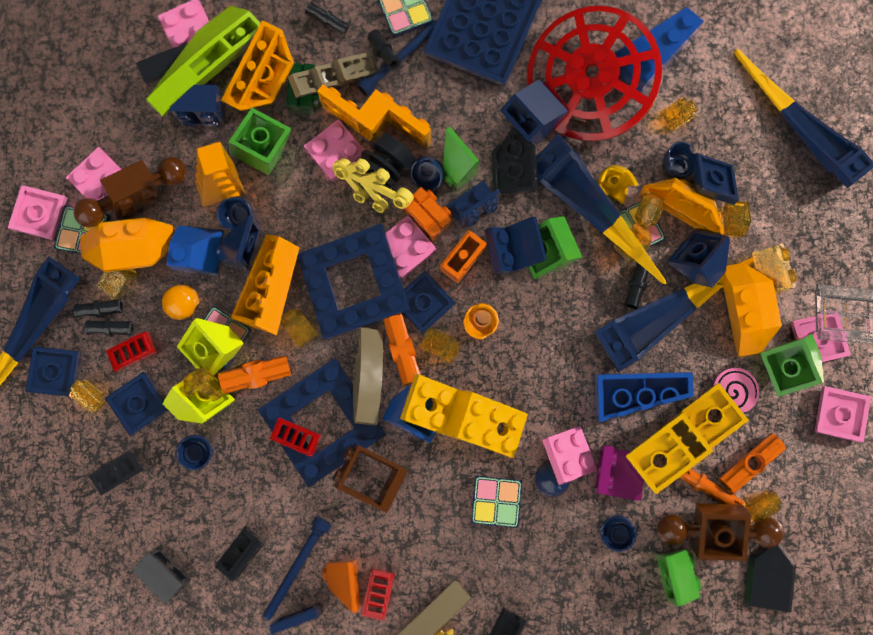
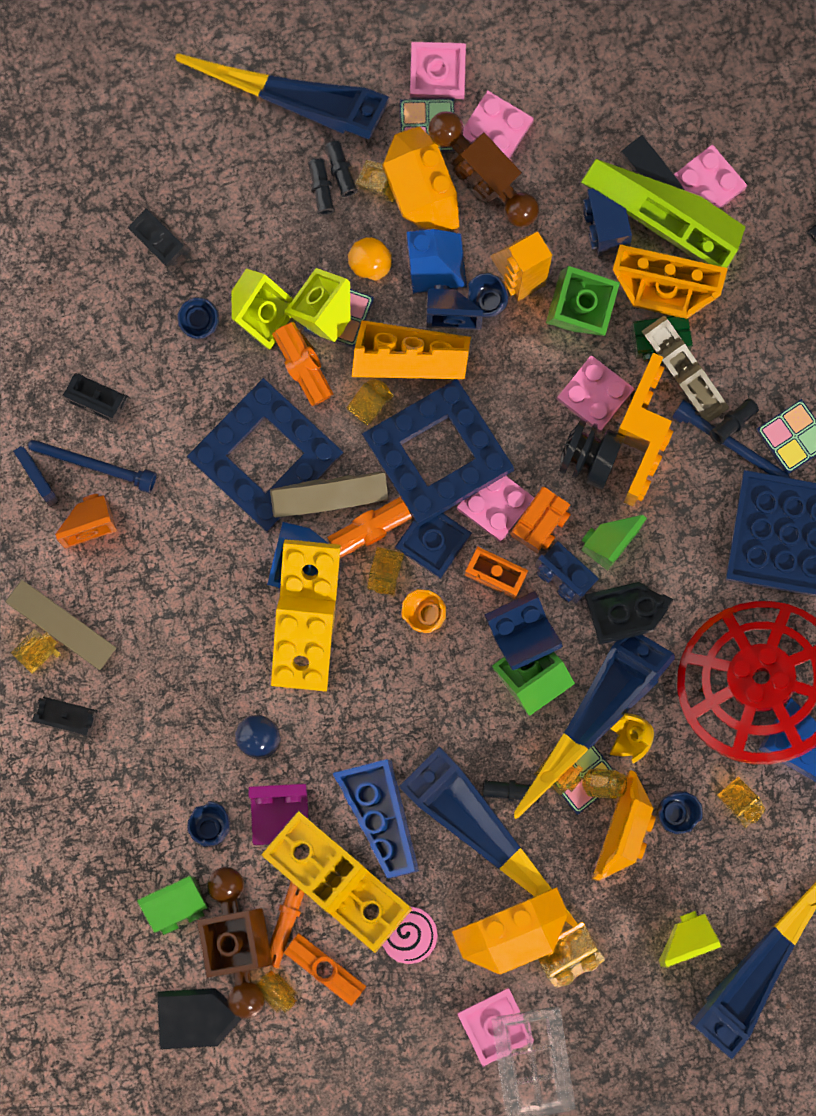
camera: 75 degrees right, 0 degrees up
(52, 371) = (256, 137): dark blue tile -> none
(87, 395) = (237, 182): clear yellow brick -> none
(137, 404) = (240, 240): dark blue tile -> none
(144, 337) = (313, 234): red slope -> none
(161, 575) = (54, 316): black hinge -> none
(204, 382) = (279, 307): clear yellow bracket -> none
(310, 451) = (237, 449): red slope -> none
(327, 18) = (758, 345): black pin -> none
(346, 170) = (557, 444): light yellow plant -> none
(376, 573) = (105, 564): red slope -> none
(390, 487) = (203, 549): reddish brown window -> none
(427, 173) = (590, 508): dark blue hair -> none
(496, 501) = (216, 676): tile -> none
(534, 111) = (695, 618): dark blue slope -> none
(569, 455) = (287, 748): bright pink plate -> none
(702, 257) = (561, 860): dark blue slope -> none
(714, 179) = (663, 857): dark blue tile -> none
(737, 219) = (624, 897): clear yellow bracket -> none
(783, 175) = (689, 939): none -> neon yellow slope
(794, 365) = (452, 994): bright green slope -> none
(842, 414) = (408, 1070): bright pink plate -> none

